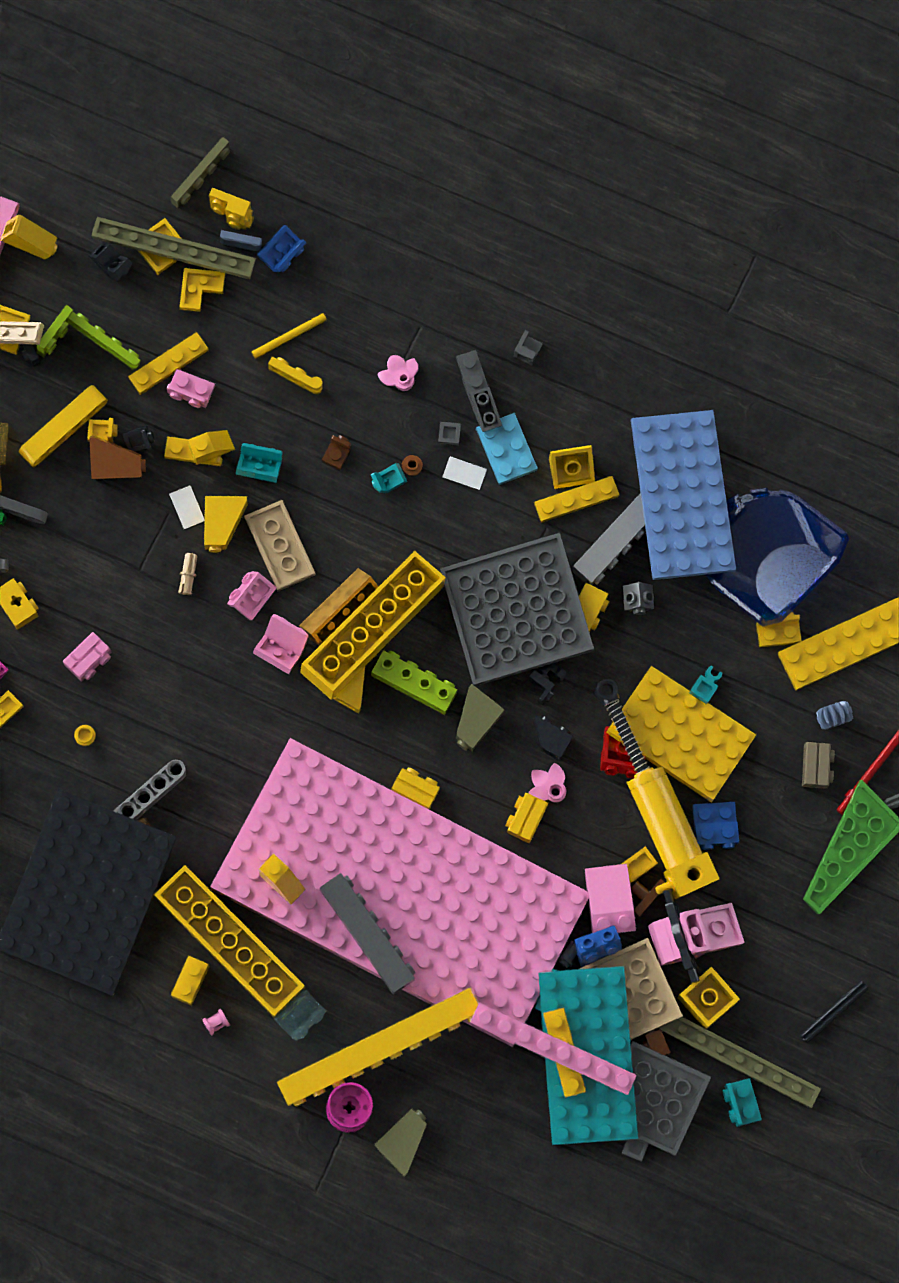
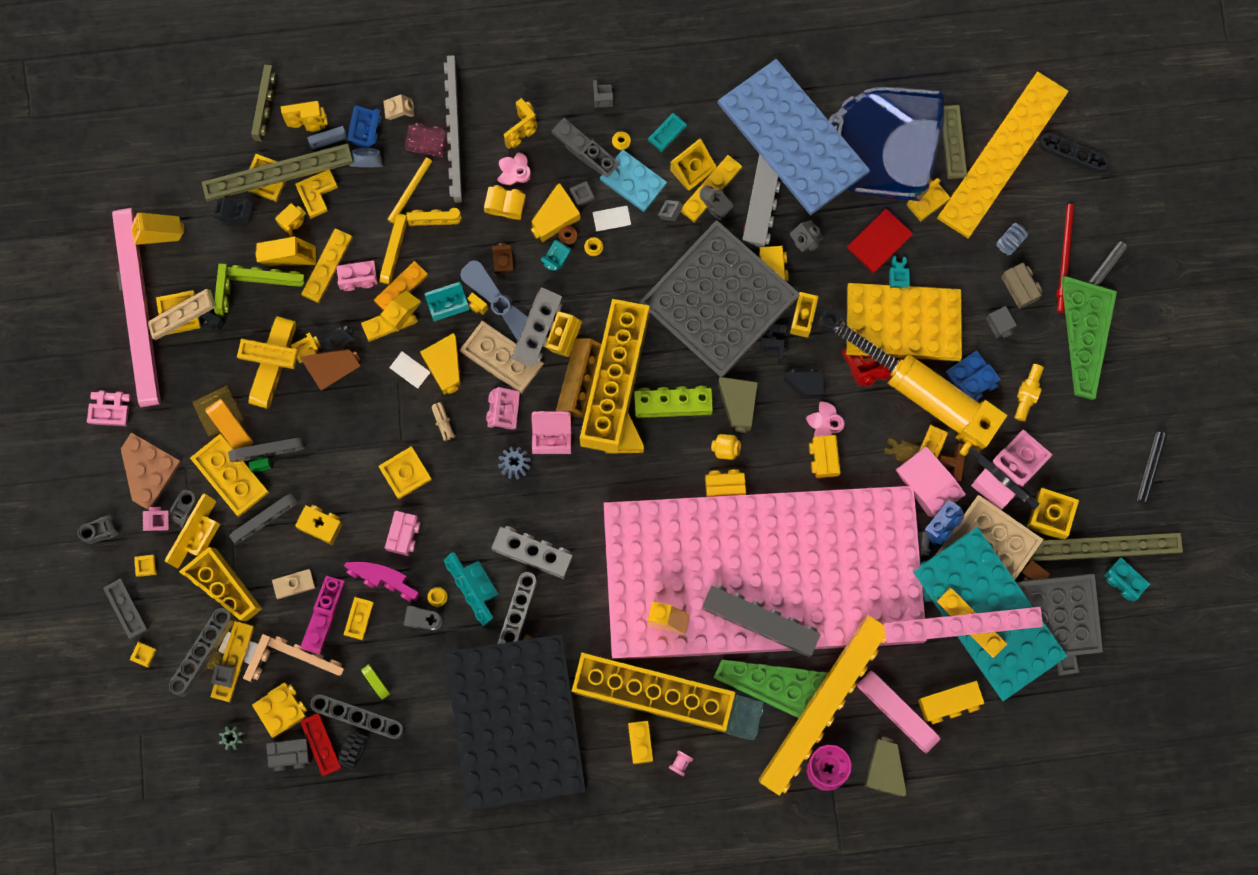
camera: 25 degrees left, 0 degrees up
(42, 682) = (377, 574): none -> dark pink slope
(56, 745) = (418, 618): none -> dark grey piece
(62, 415) = (267, 353): none -> yellow plate
(124, 601) = (405, 472): none -> yellow plate
(125, 744) = (474, 585): none -> teal bracket
(137, 329) = (286, 252): none -> yellow slope
(160, 299) = (290, 218): none -> yellow brick
(212, 774) = (502, 546): none -> light grey brick
(225, 657) = (522, 463): none -> sand blue gear
(232, 421) = (406, 281): none -> light orange plate
(239, 383) = (393, 249): none -> yellow beam
(266, 281) = (366, 158): none -> sand blue piece
(286, 482) = (477, 304): none -> yellow plate
(300, 552) = (544, 300): none -> light grey brick
(316, 529) = (479, 280): none -> sand blue piece
(326, 249) = (398, 106): none -> tan bracket
(332, 296) = (426, 140): none -> clear pink brick
(349, 557) = (563, 334): none -> yellow brick
(350, 1005) = (778, 686): none -> bright green wing
(360, 308) = (453, 135): none -> light grey plate
(370, 399) = (504, 202): none -> yellow brick
(410, 438) = (554, 215): none -> yellow slope
(430, 484) = (593, 241): none -> yellow plate
(433, 339) = (524, 128): none -> yellow bracket
(439, 753) = (726, 446): none -> yellow head
(448, 1096) = (898, 712): none -> bright pink beam
(502, 1116) = (951, 702): none -> yellow brick
(518, 409) = (624, 145): none -> yellow plate
(524, 498) = (670, 210): none -> dark grey plate
(567, 420) = (667, 132): none -> teal plate
(572, 514) = (715, 201): none -> dark grey piece
(588, 671) = (804, 314): none -> yellow brick
(604, 856) = (904, 450): none -> clear yellow plate
(707, 643) = (879, 241): none -> red tile
(760, 871) = (1029, 392): none -> yellow pin
(775, 789) = (1001, 323): none -> dark grey brick
(838, 588) = (953, 143): none -> olive plate

